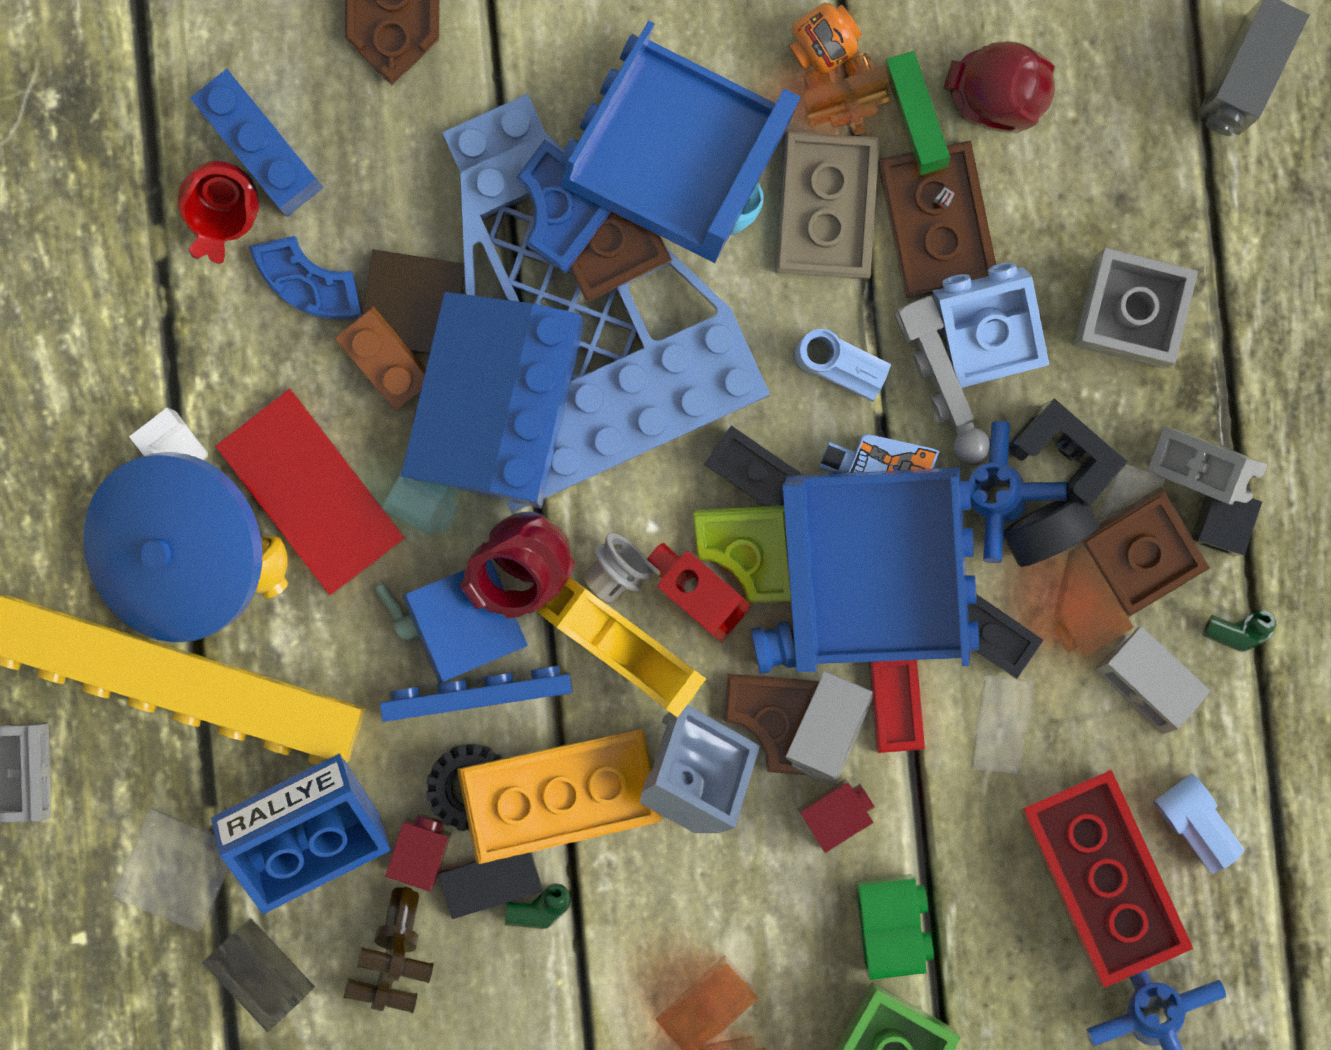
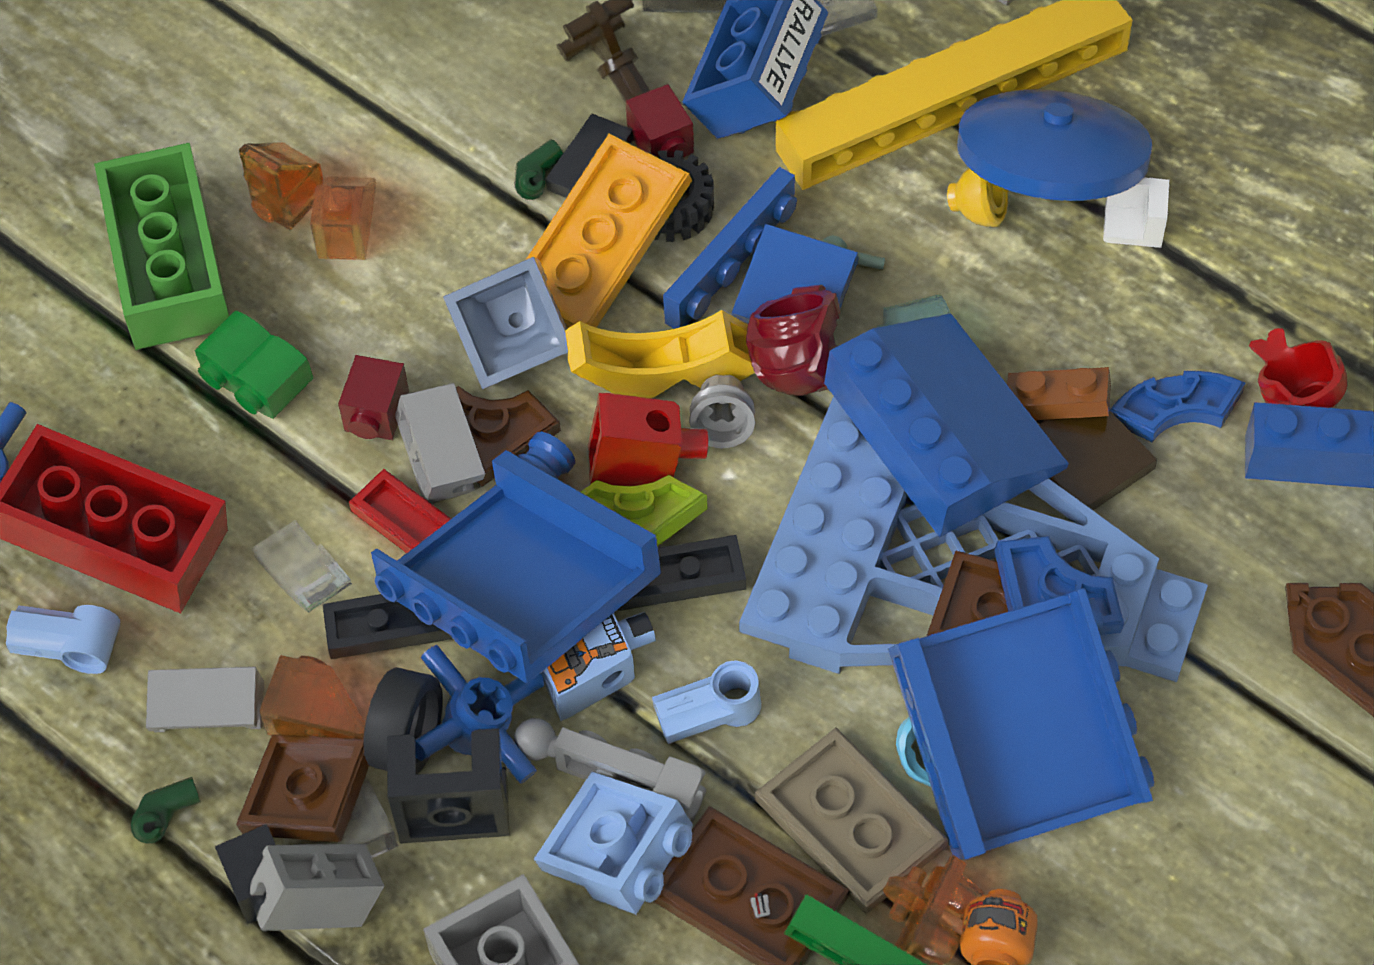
camera: 135 degrees right, 30 degrees down
(310, 492) = (1007, 274): red tile -> none

